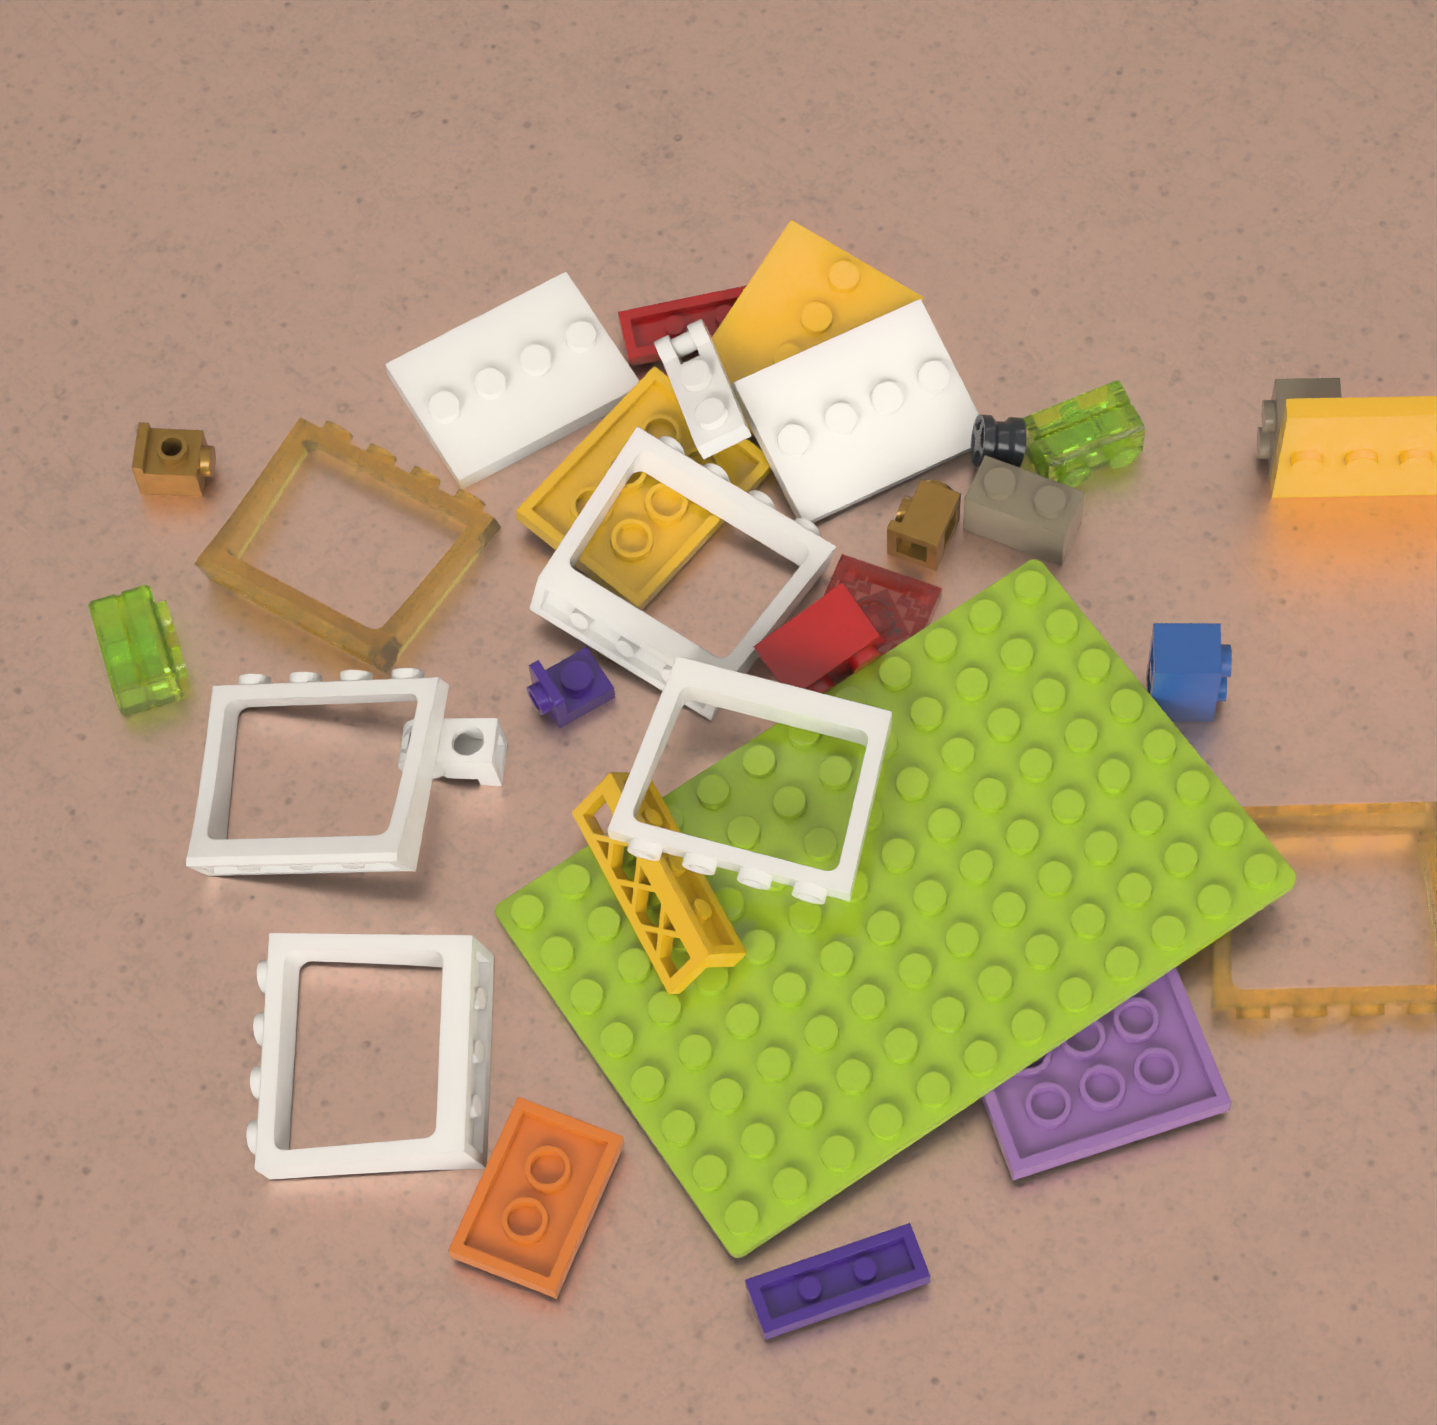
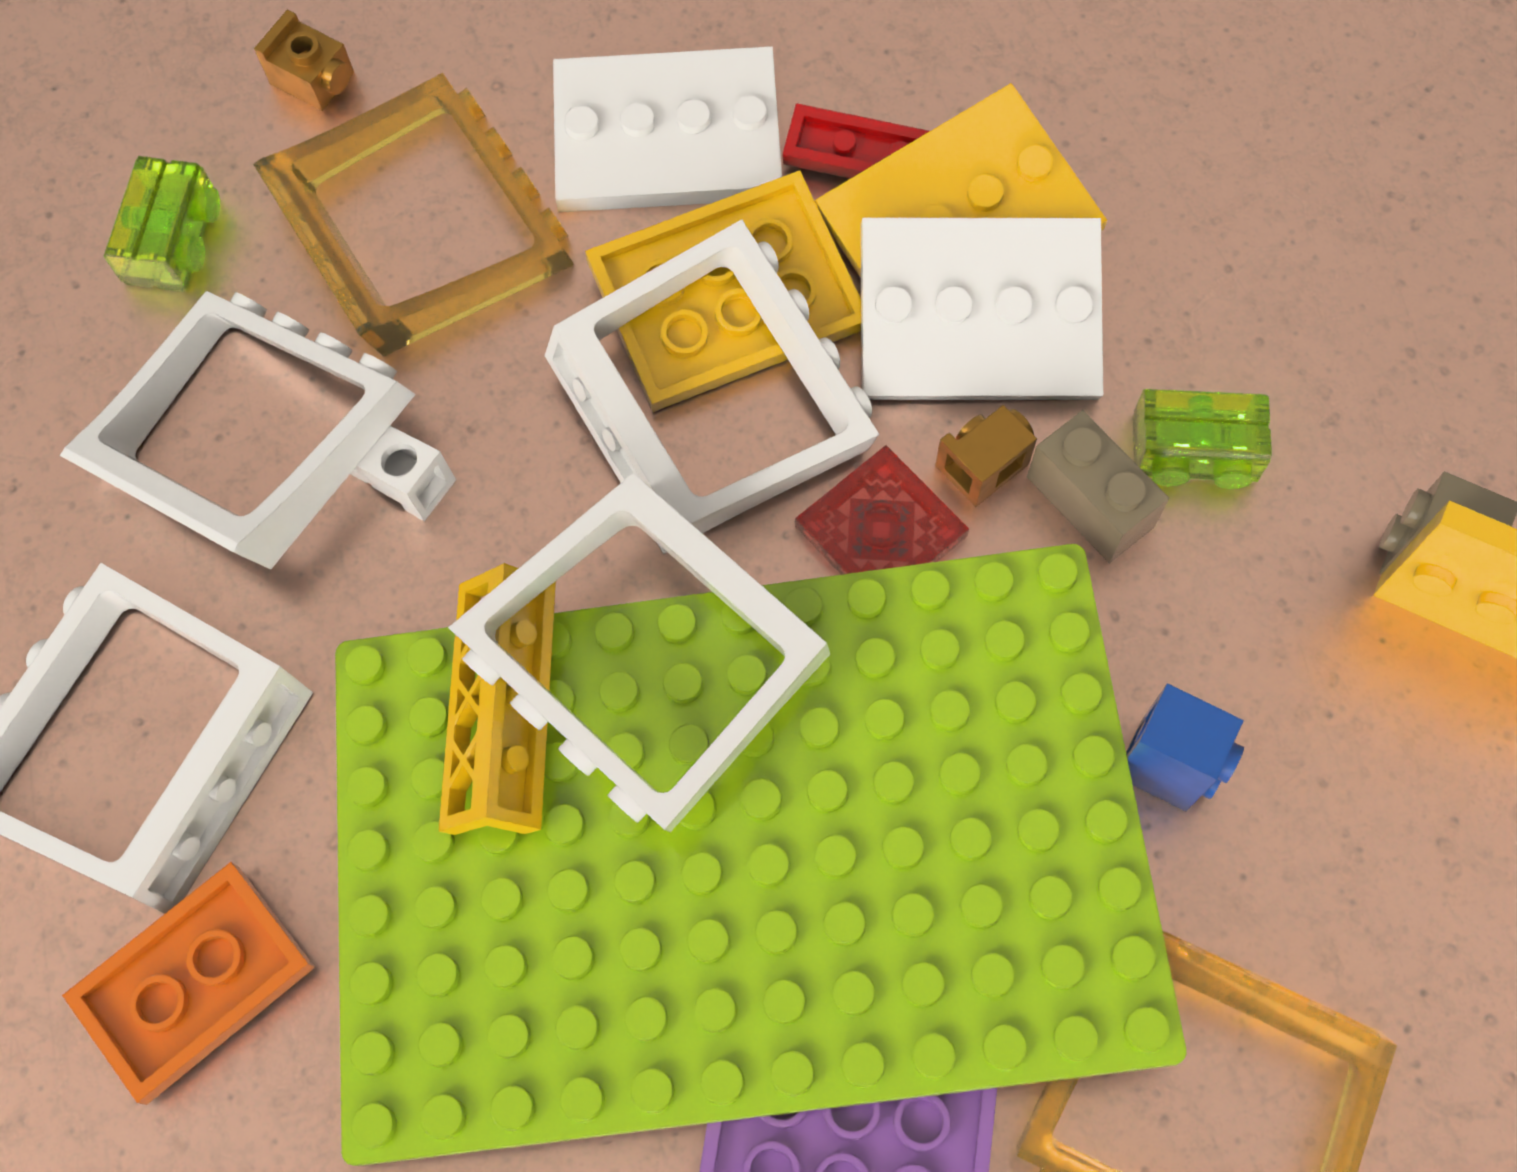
camera: 25 degrees right, 5 degrees up
(569, 687) = (540, 453): dark purple bracket -> none
(703, 390) = (829, 213): white plate -> none
(822, 643) = (806, 531): red brick -> none
(998, 440) = (1108, 401): black wheel -> none

